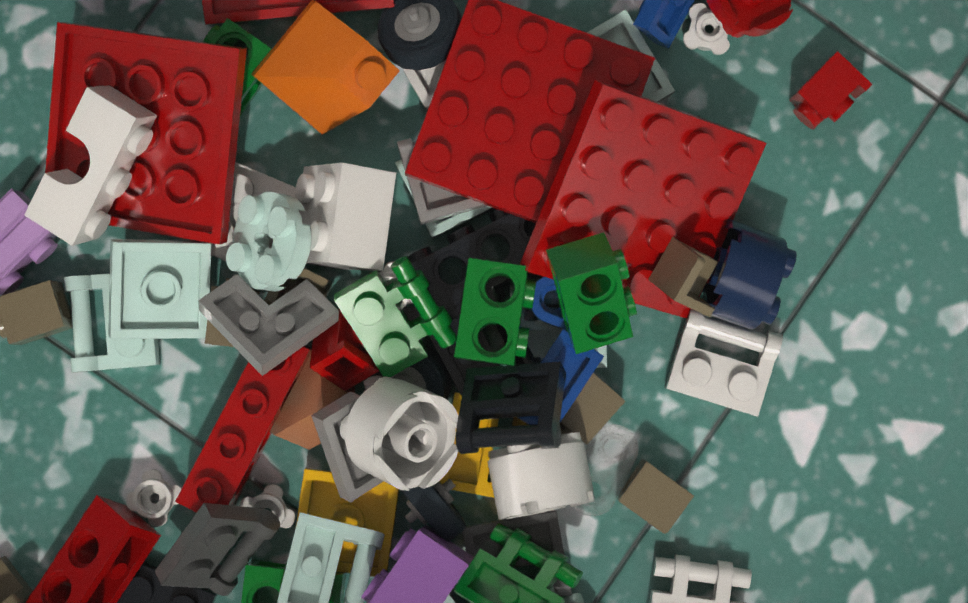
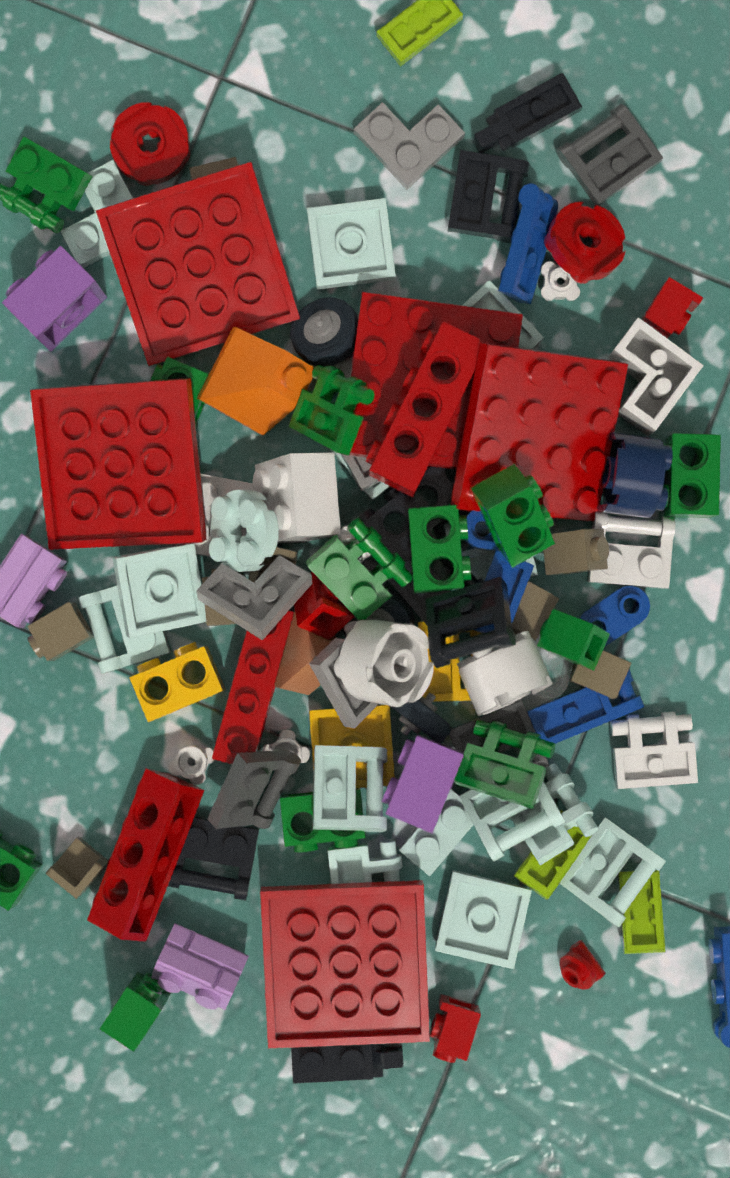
camera: 15 degrees left, 0 degrees up
(114, 134) = (98, 470): white arch -> none
(159, 411) = (180, 691): none -> yellow brick
(402, 136) = (330, 422): none -> green plate
(477, 213) = (406, 471): none -> red brick
(623, 539) = (582, 711): none -> blue plate
(630, 453) = (572, 639): none -> green brick
(658, 351) = (577, 552): none -> dark tan brick
(683, 275) = (584, 485): dark tan panel -> none
(685, 435) = (612, 613): none -> blue plate
(804, 161) = (662, 375): none -> white brick
(825, 295) = (702, 478): none -> green brick

